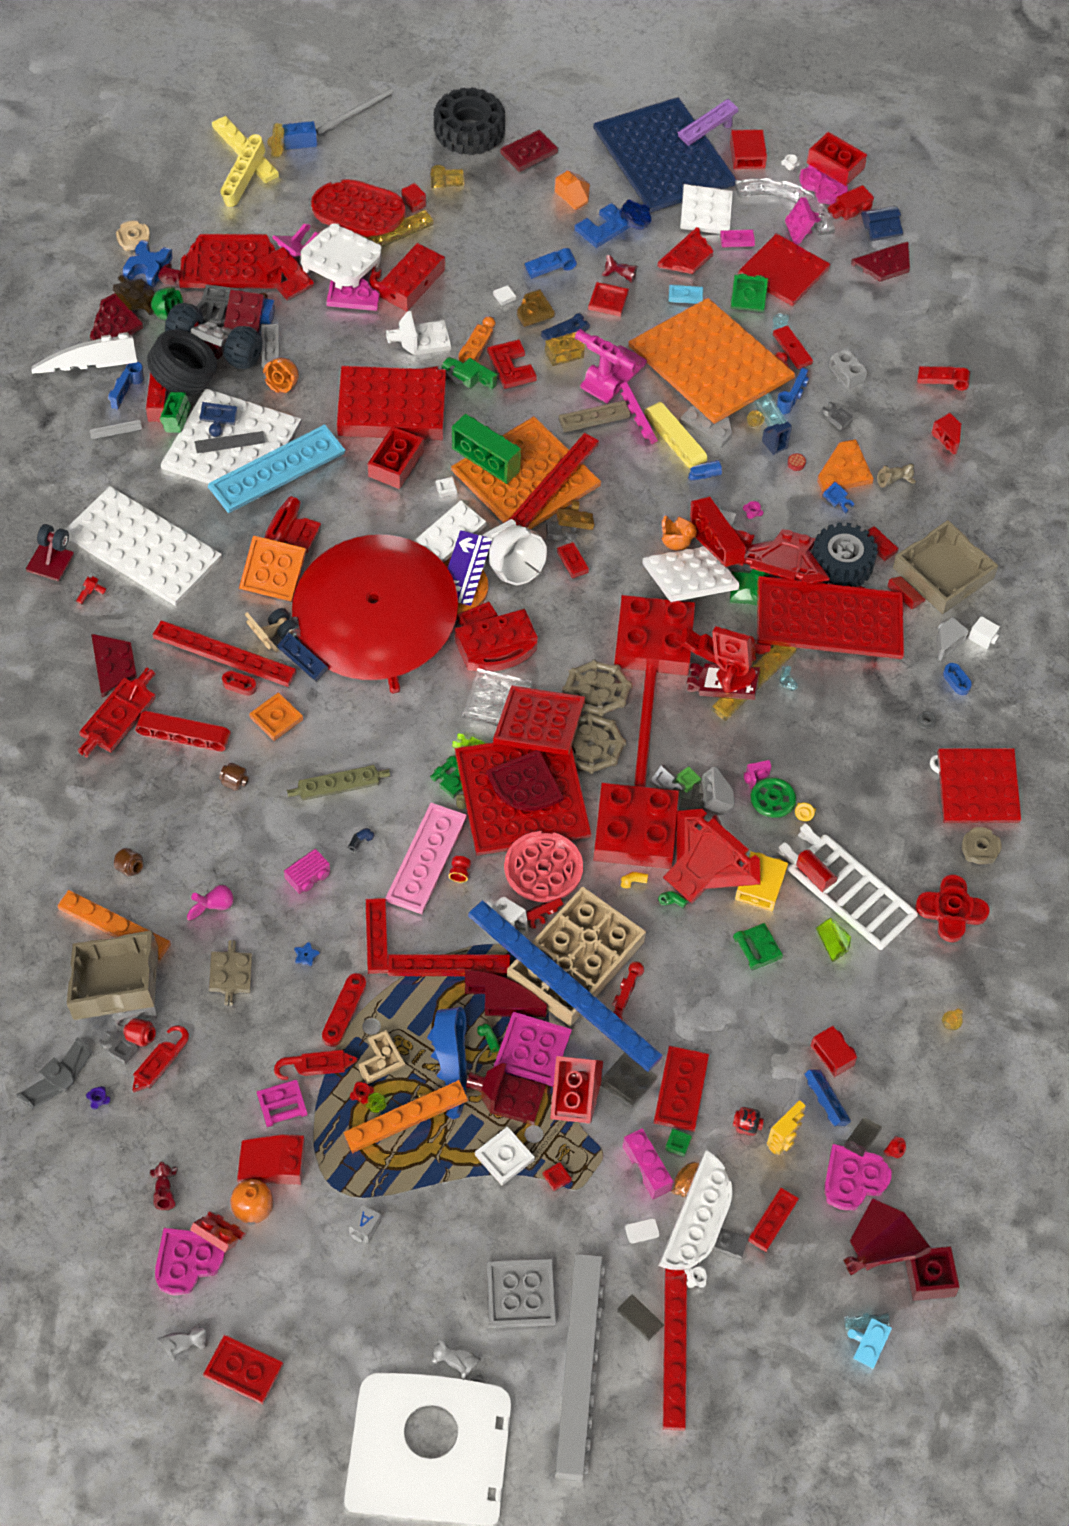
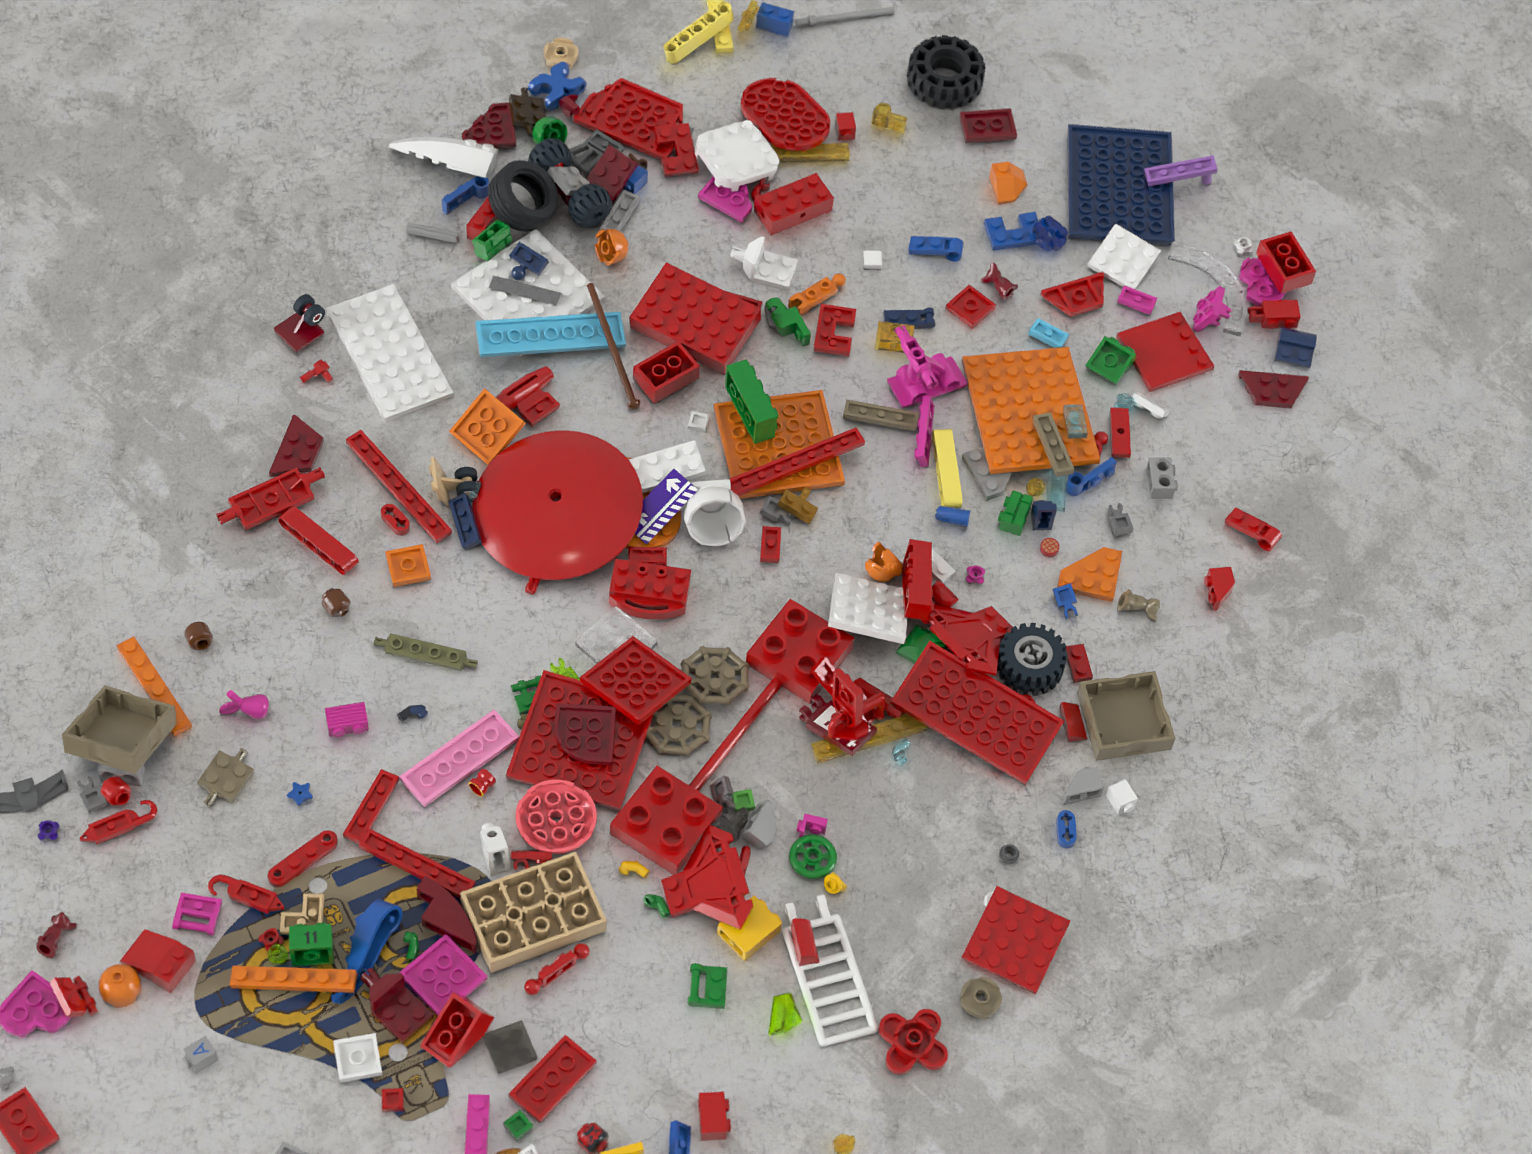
camera: 25 degrees right, 0 degrees up
(293, 243) = (702, 123): dark pink plate -> none
(383, 496) = (633, 403): none -> reddish brown bar
(405, 1078) = (311, 945): none -> green brick
(534, 308) = (891, 285): pearl gold plate -> none
(565, 986) = (500, 934): blue plate -> none
(748, 149) = (1207, 214): red brick -> none
(753, 376) = (1053, 444): none -> dark tan plate
(753, 446) = (1015, 513): none -> green brick
(757, 351) = (1075, 421): none -> clear light blue plate
(808, 316) = (1156, 409): none -> white plate

